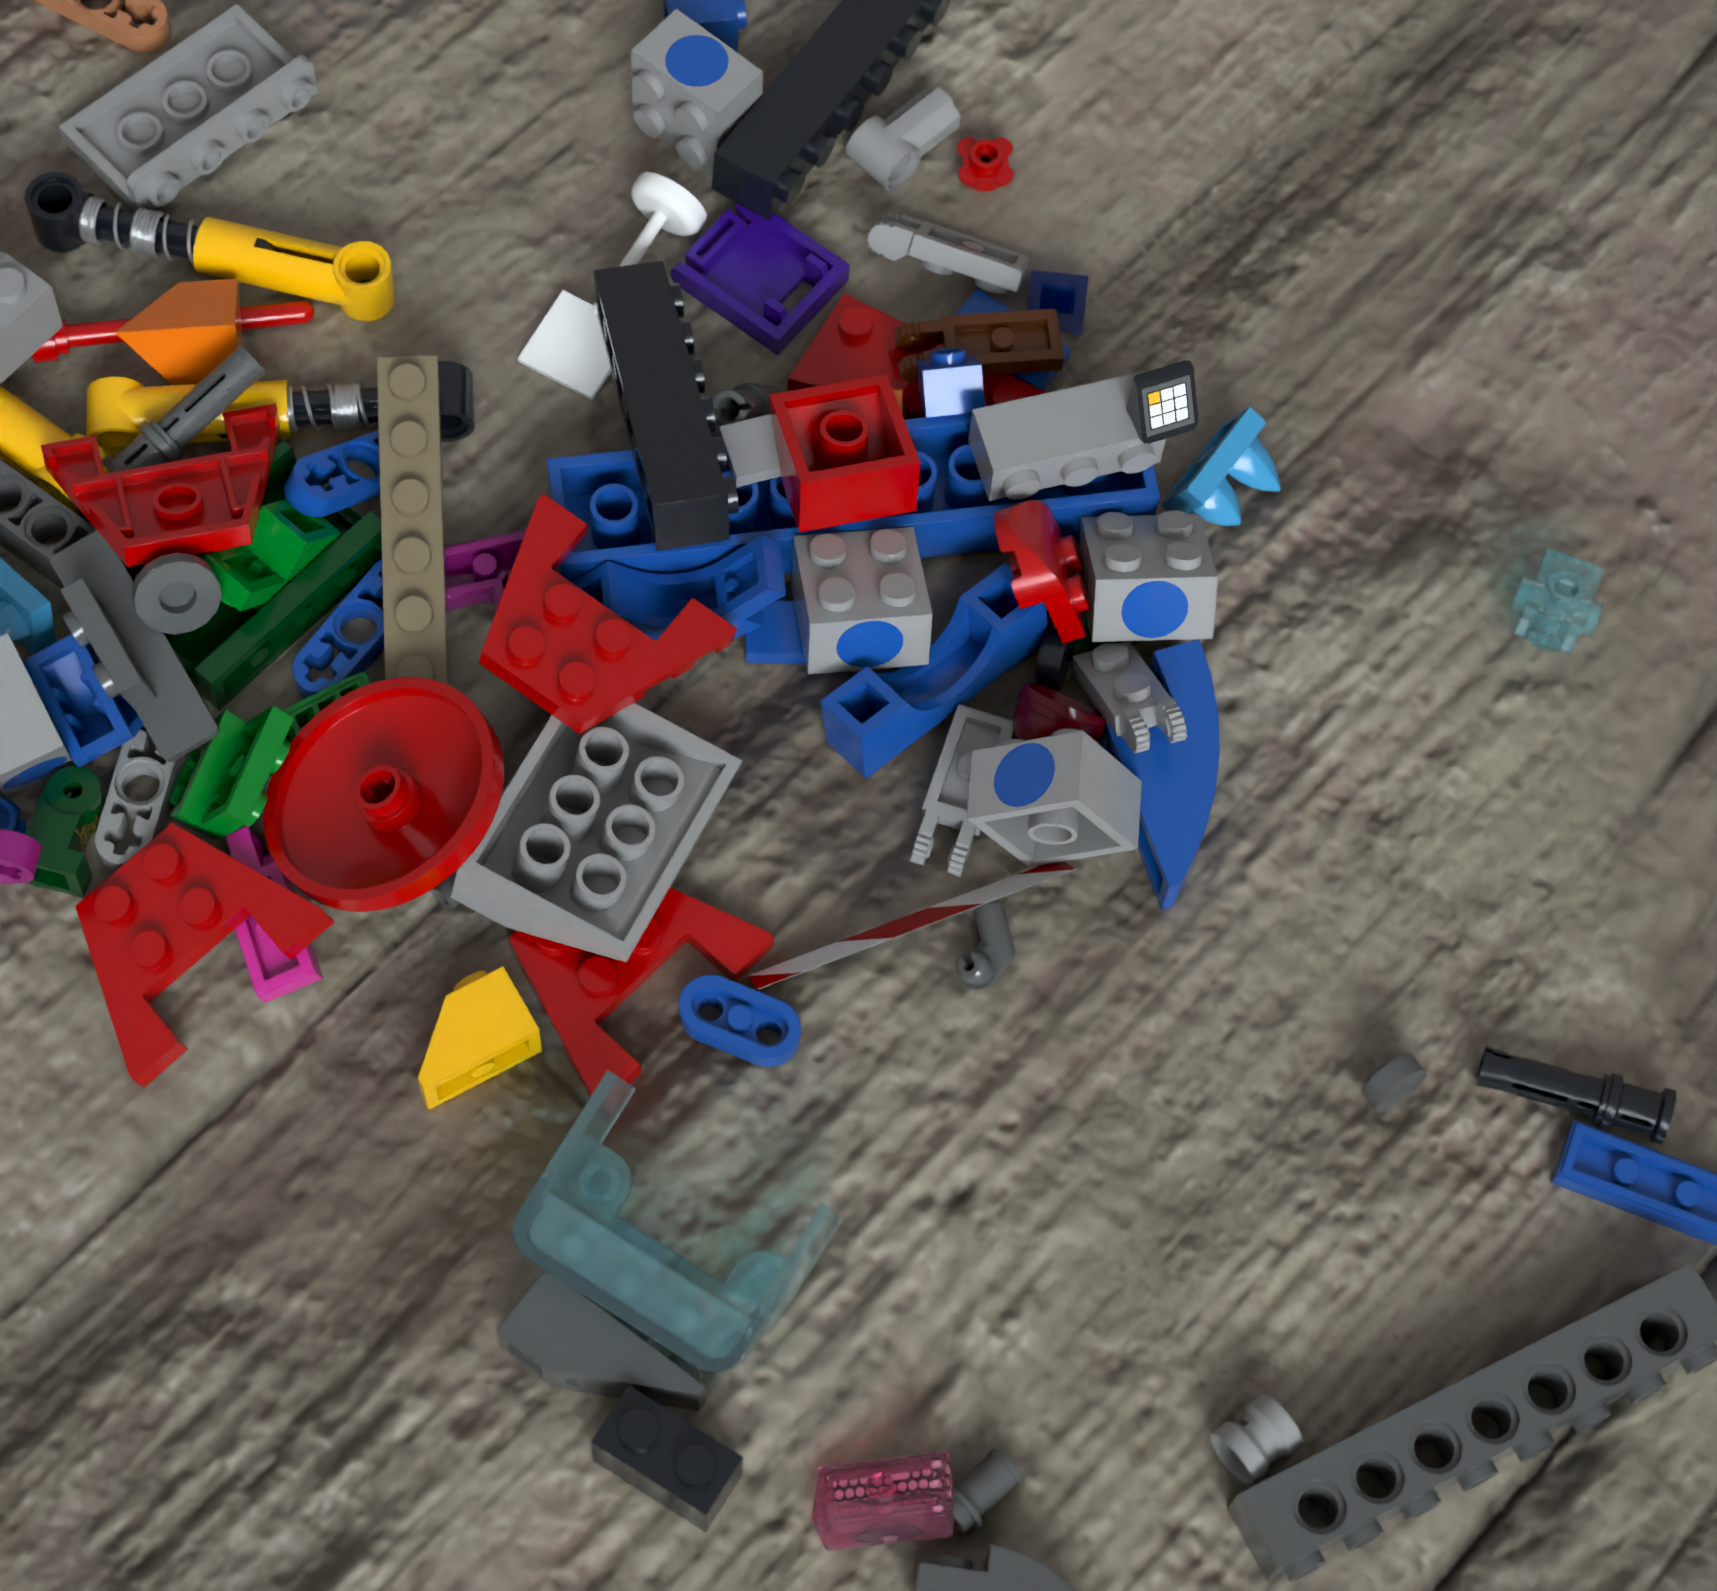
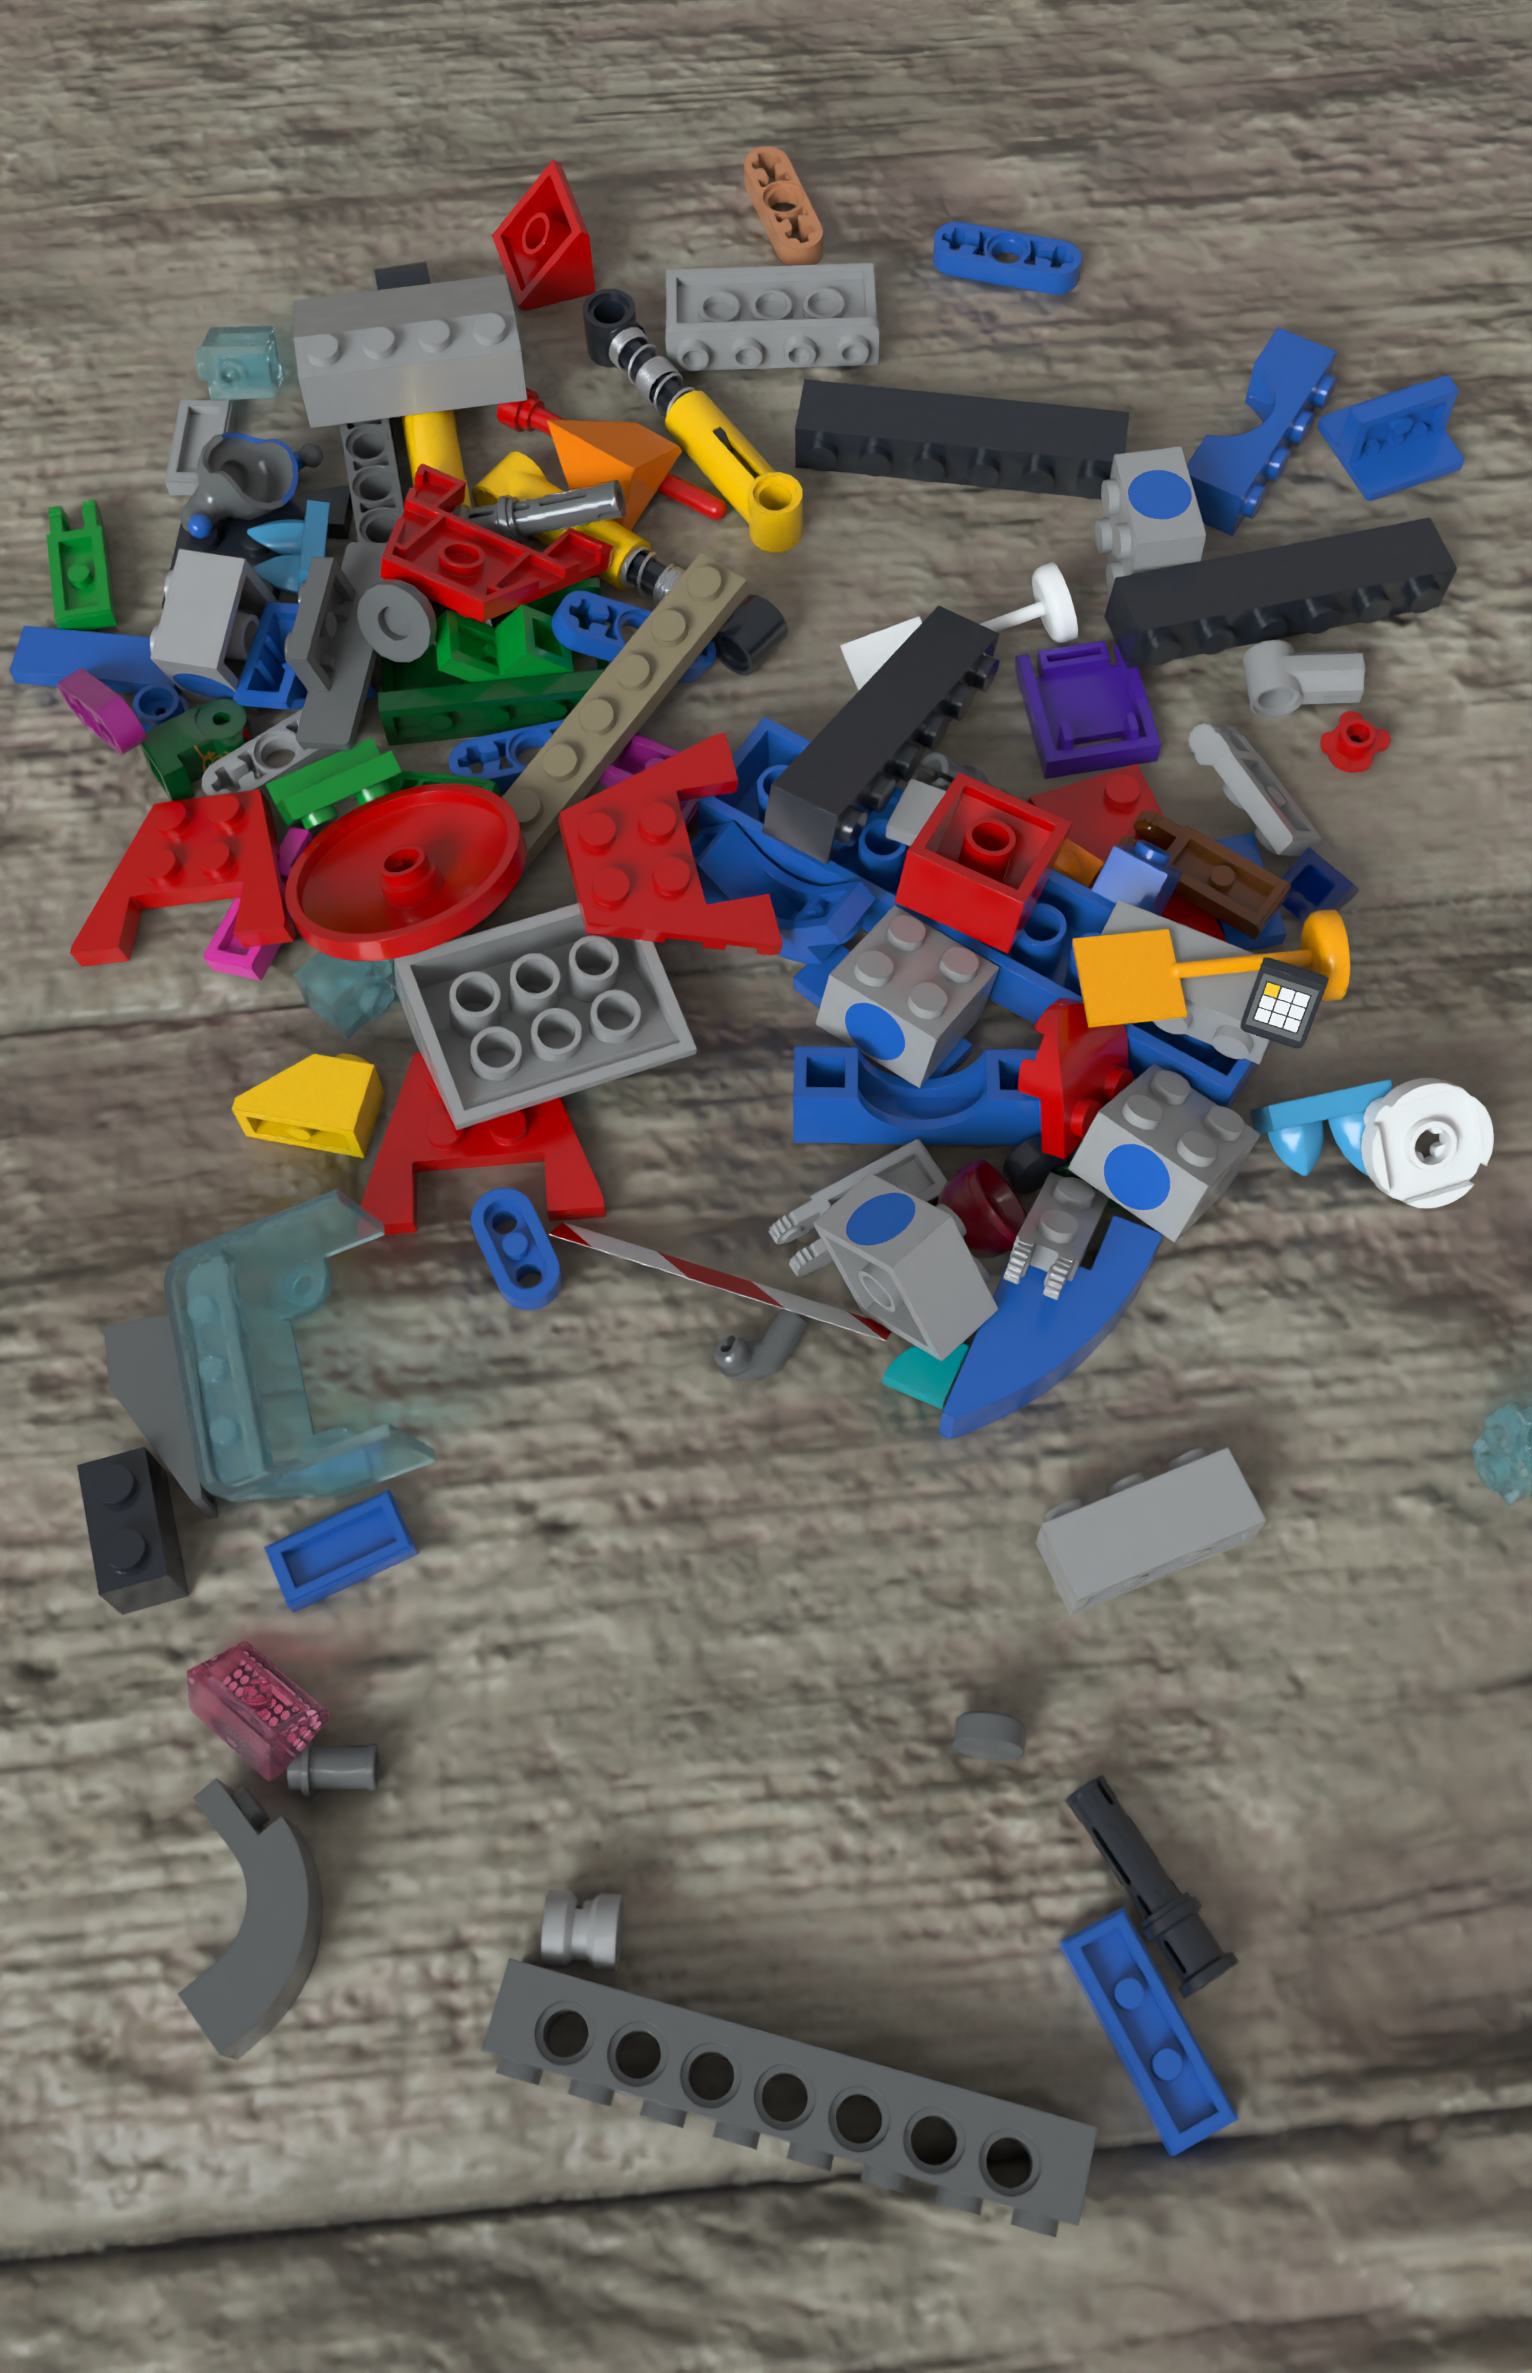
camera: 50 degrees right, 0 degrees up
(405, 935) = (347, 990): none -> clear light blue brick
(456, 116) = (957, 439): none -> black brick
(826, 1345) = (340, 1551): none -> blue tile
(1043, 462) = (1138, 978): none -> light orange piece
(1117, 876) = (924, 1375): none -> teal tile
(1283, 441) = (1397, 1122): none -> white plate
(1366, 857) = (1148, 1528): none -> light grey brick

